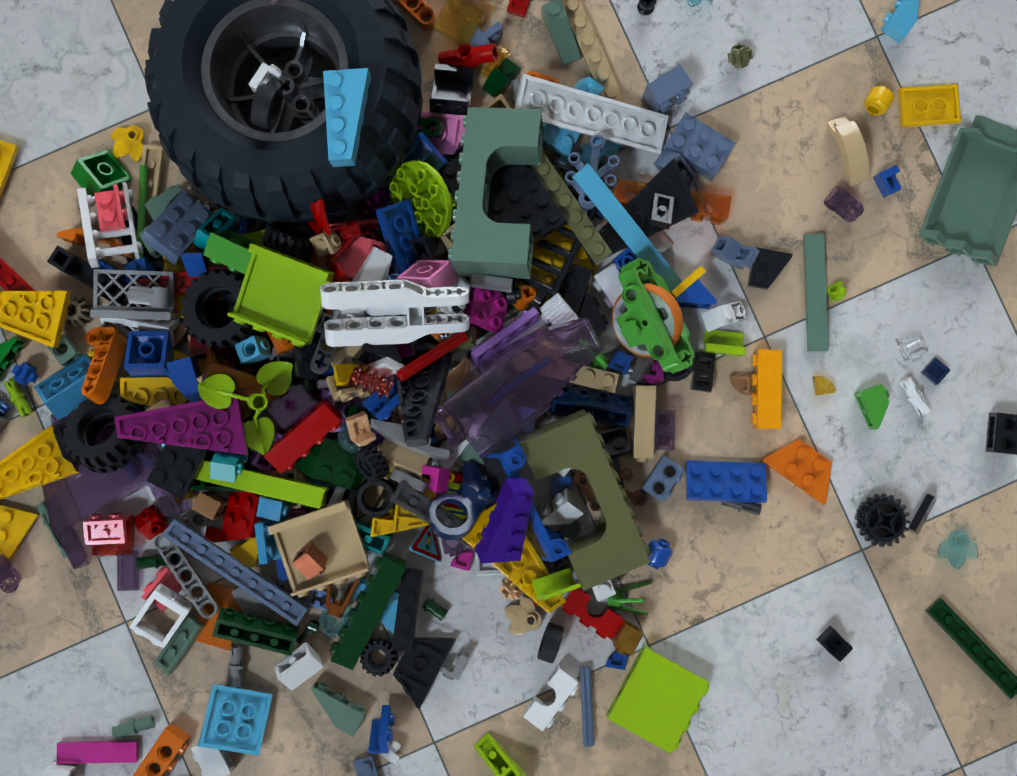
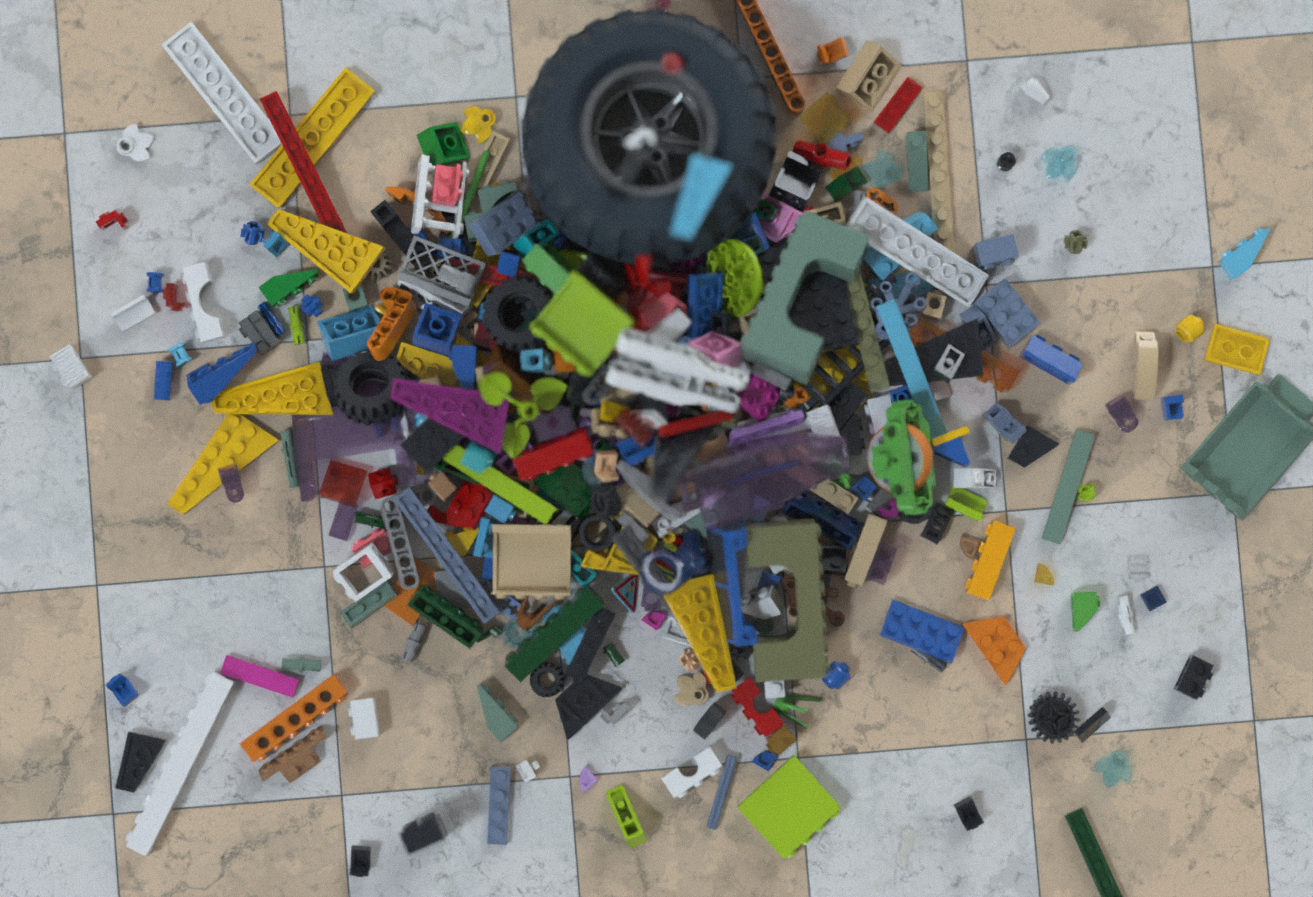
camera: 15 degrees right, 0 degrees up
(105, 529) = (340, 475): coral bracket -> none
(235, 719) = (399, 689): medium azure plate -> none
(299, 667) = (472, 662): white brick -> none
(310, 561) = (520, 568): copper brick -> none
(326, 244) = (634, 291): tan bracket -> none
(382, 731) = (528, 747): blue bracket -> none
(438, 478) = (660, 534): dark pink panel -> none
(451, 740) = (586, 779): none -> lavender tile
(508, 523) = (710, 596): dark purple wedge -> none
(528, 53) = (878, 170): none -> clear light blue plate
(554, 584) = (731, 667): lime panel -> none
(629, 171) = (934, 313): none -> tan brick
(658, 475) = (861, 604): sand blue brick -> none
(757, 176) = (1051, 359): none -> slope

